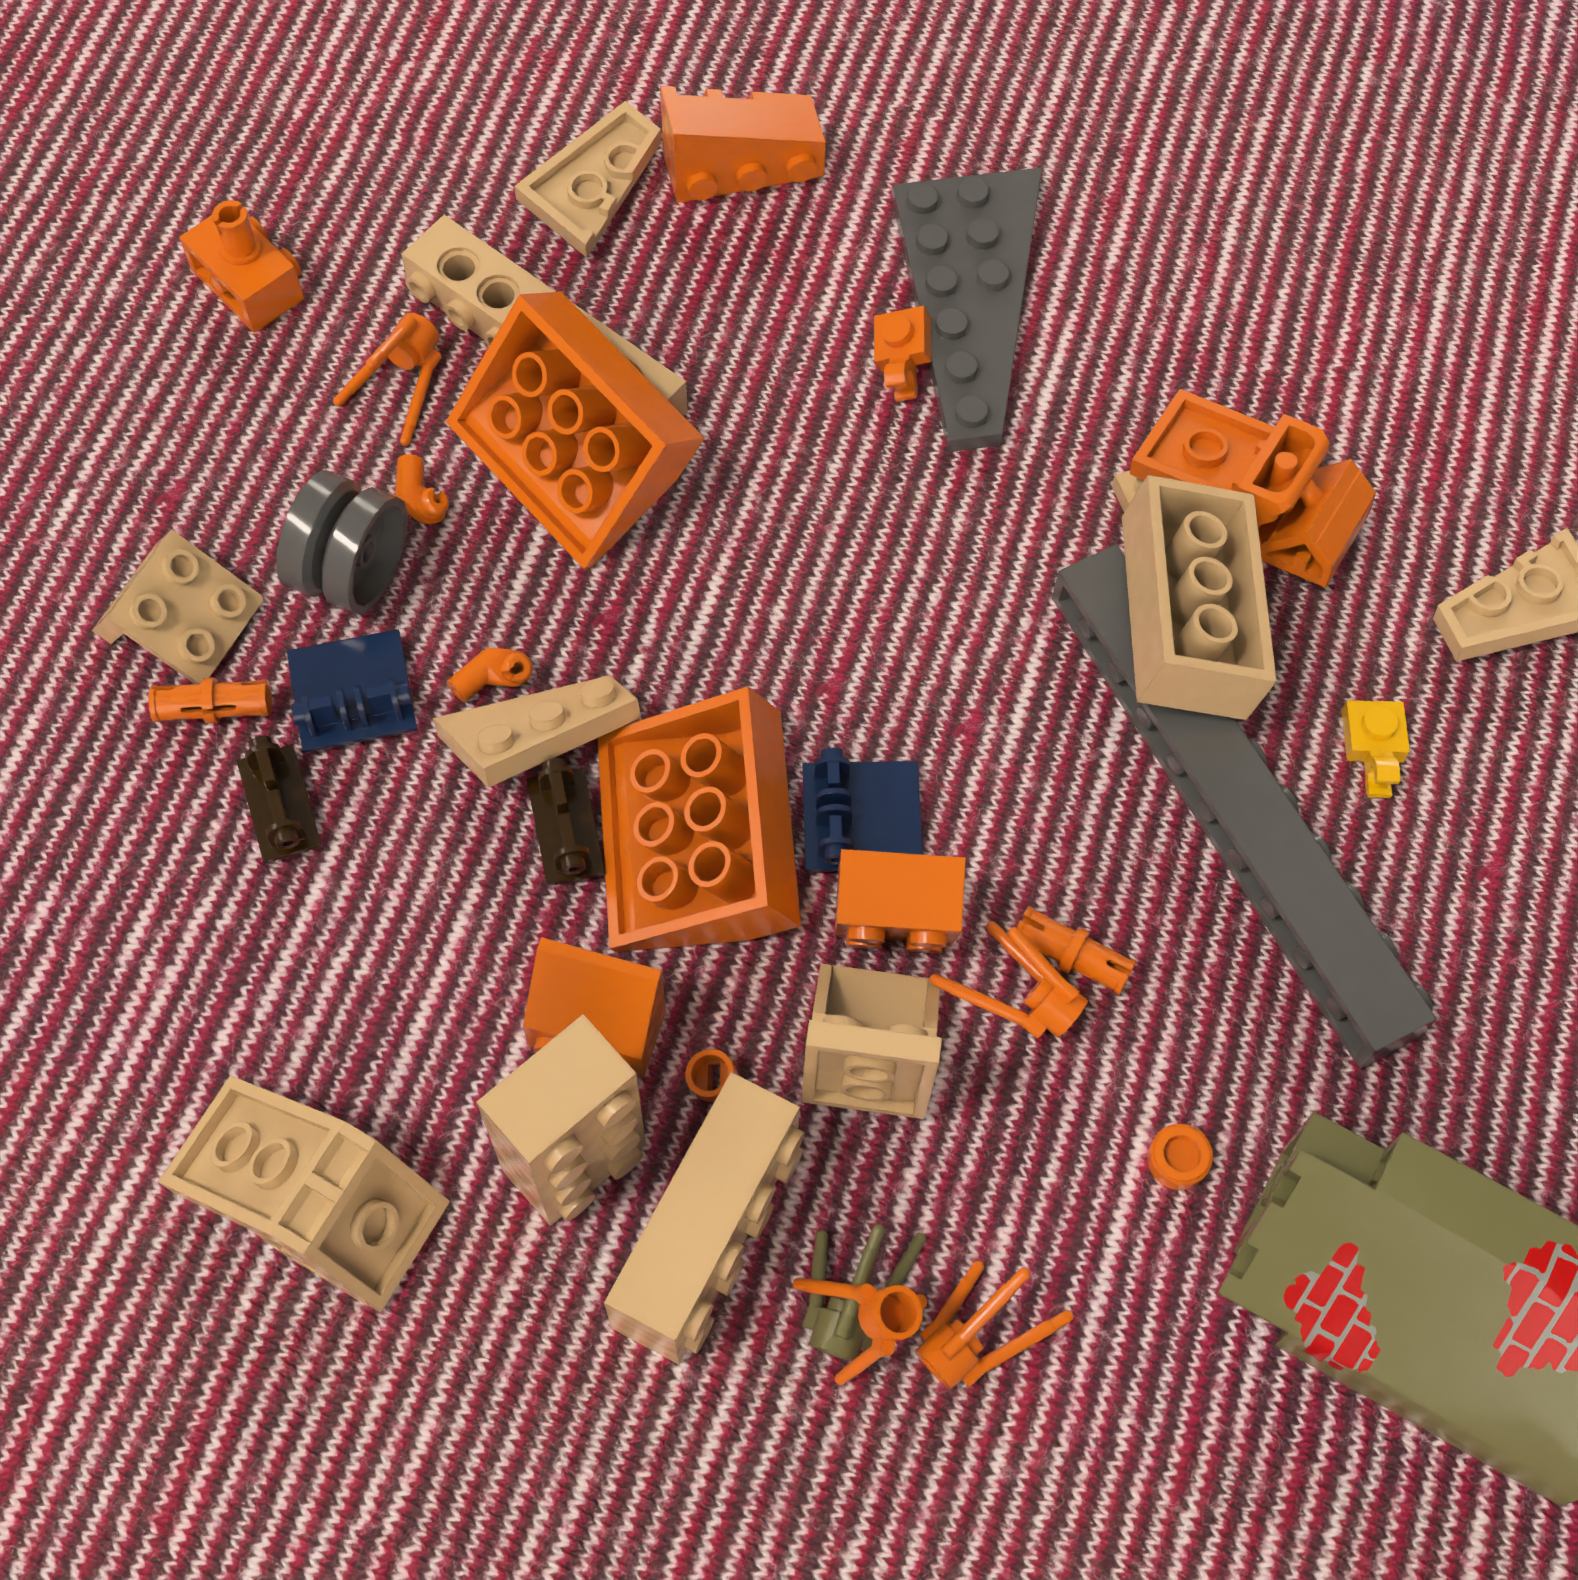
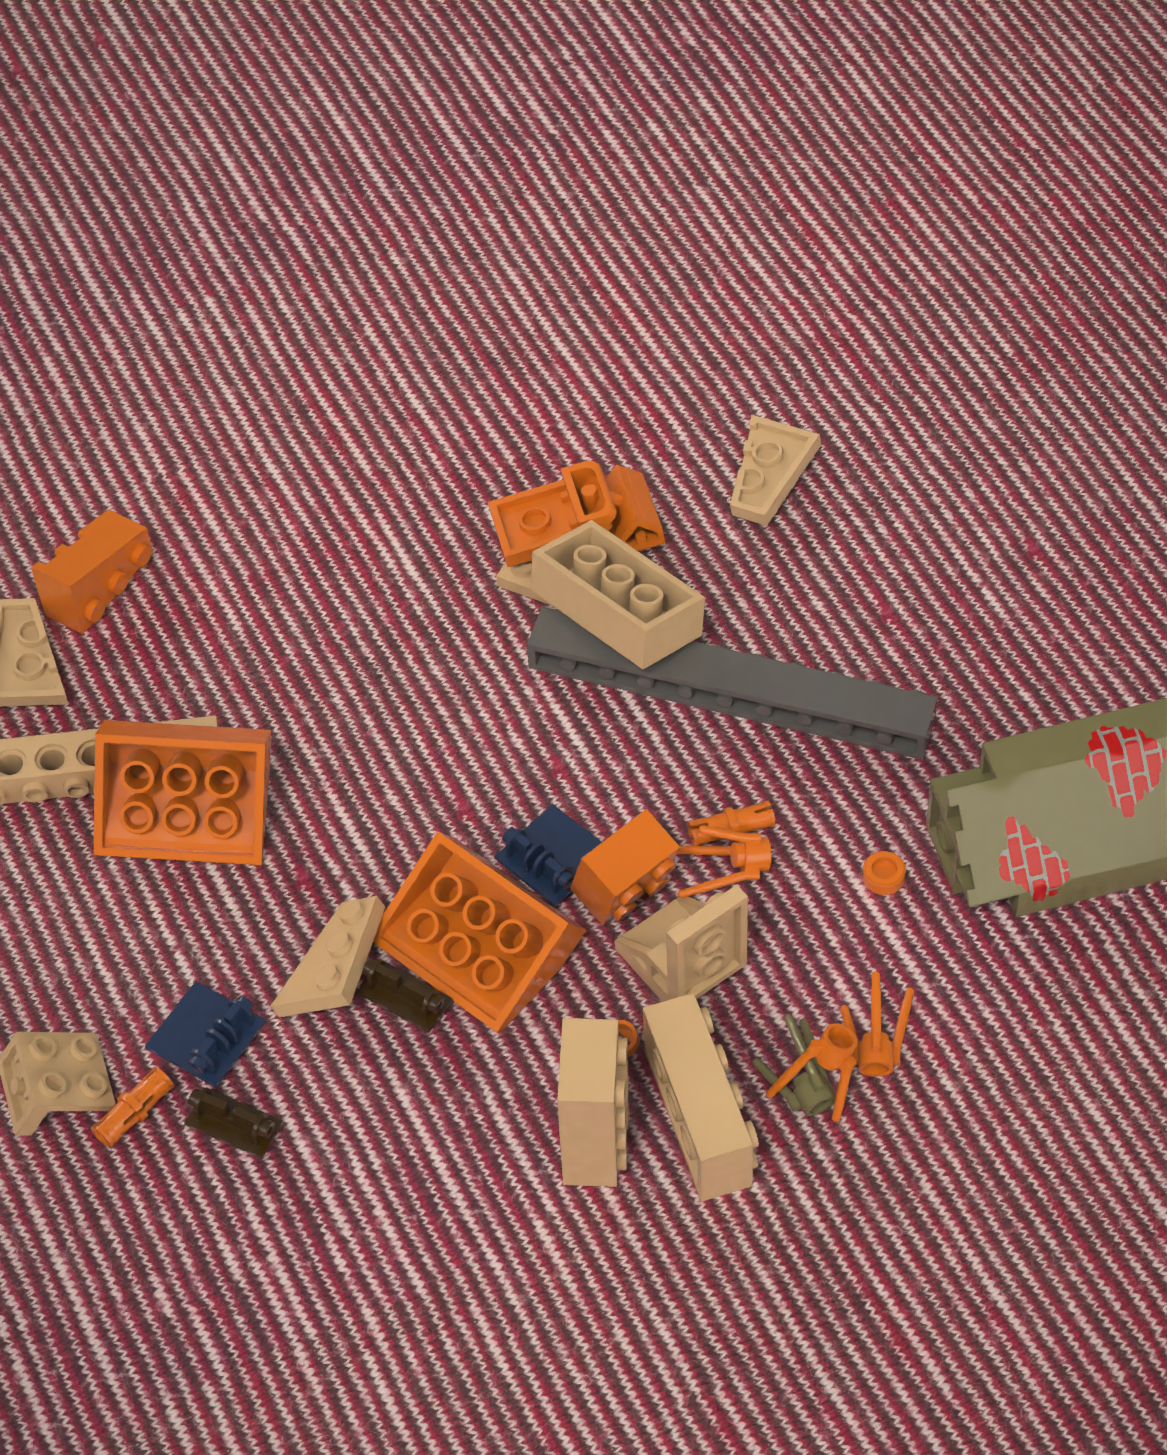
camera: 40 degrees left, 10 degrees down
(308, 1188) = (485, 1261): tan bracket -> none
(342, 541) = (124, 955): dark grey wheel -> none
(406, 346) = (23, 835): orange plant -> none
(419, 501) = (120, 910): orange arm -> none
(491, 668) = (271, 955): orange arm -> none
(614, 994) = (523, 1056): orange slope -> none
(900, 344) = (307, 603): orange plate -> none
(968, 267) = (297, 536): dark grey wing -> none
(1378, 737) = (768, 595): yellow plate -> none

